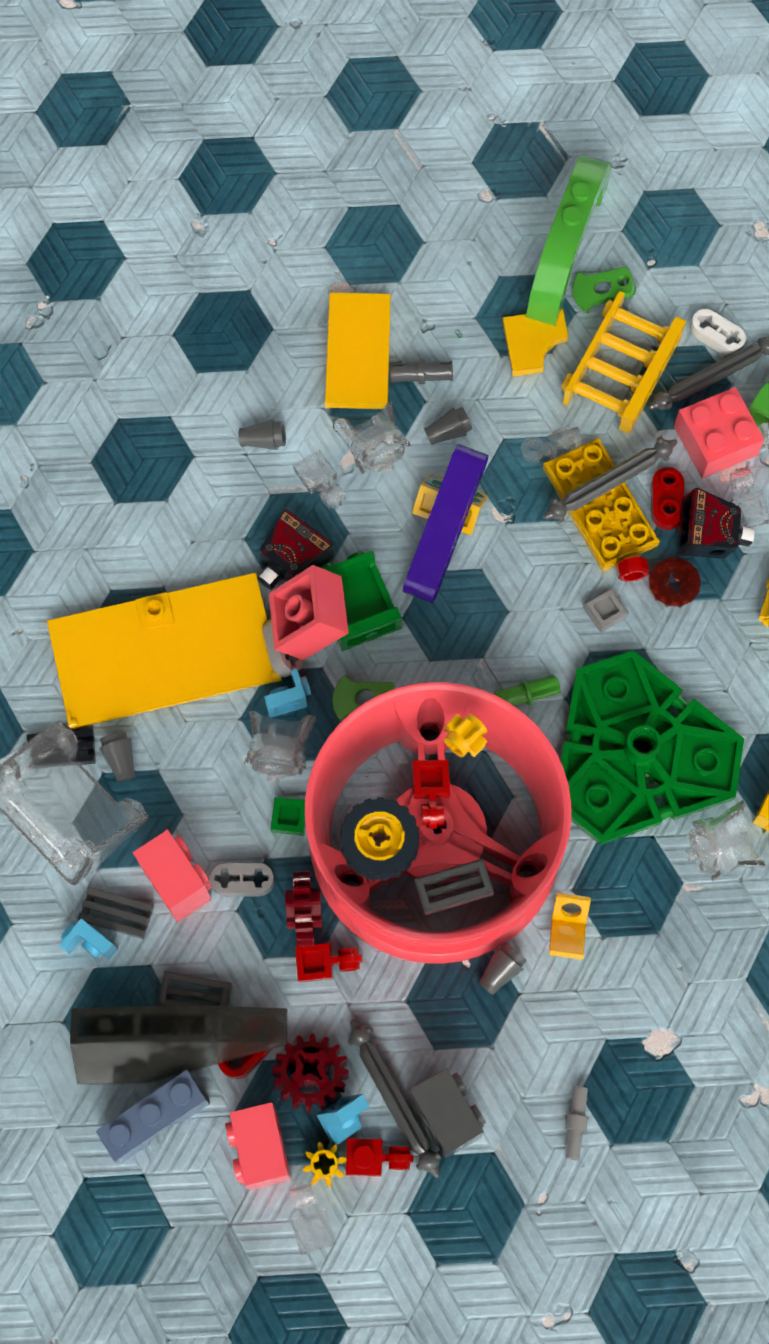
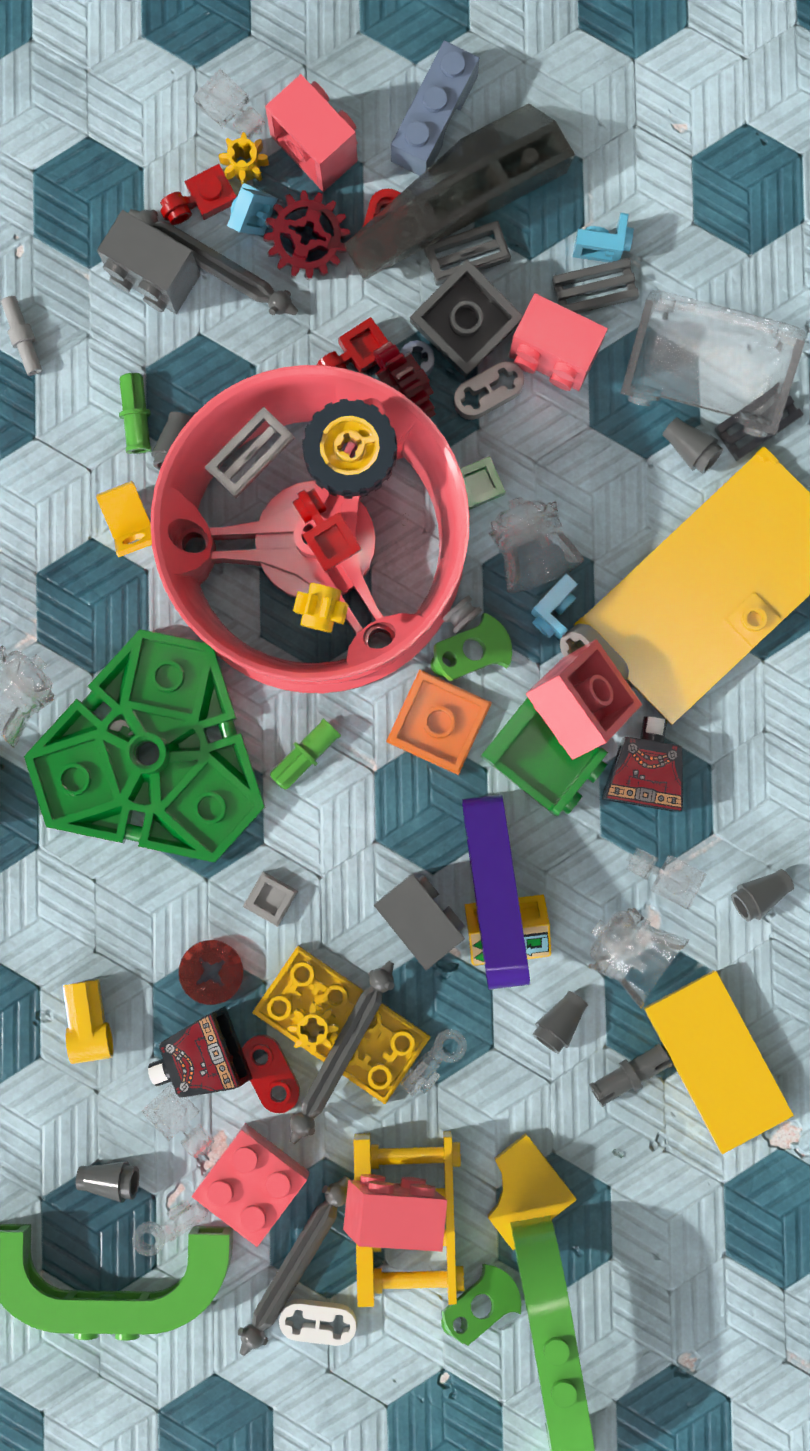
camera: 150 degrees right, 15 degrees up
(228, 934) = (466, 318): none -> dark grey brick
(284, 942) = (425, 350): none -> sand blue bush
(417, 659) = (438, 722): none -> orange tile
(508, 532) = (420, 921): none -> dark grey brick
(519, 1010) = (134, 413): none -> bright green axle
(622, 492) = (304, 1035): none -> yellow gear
(631, 352) = (395, 1214): none -> coral brick
(632, 568) = (265, 961): red tile -> none

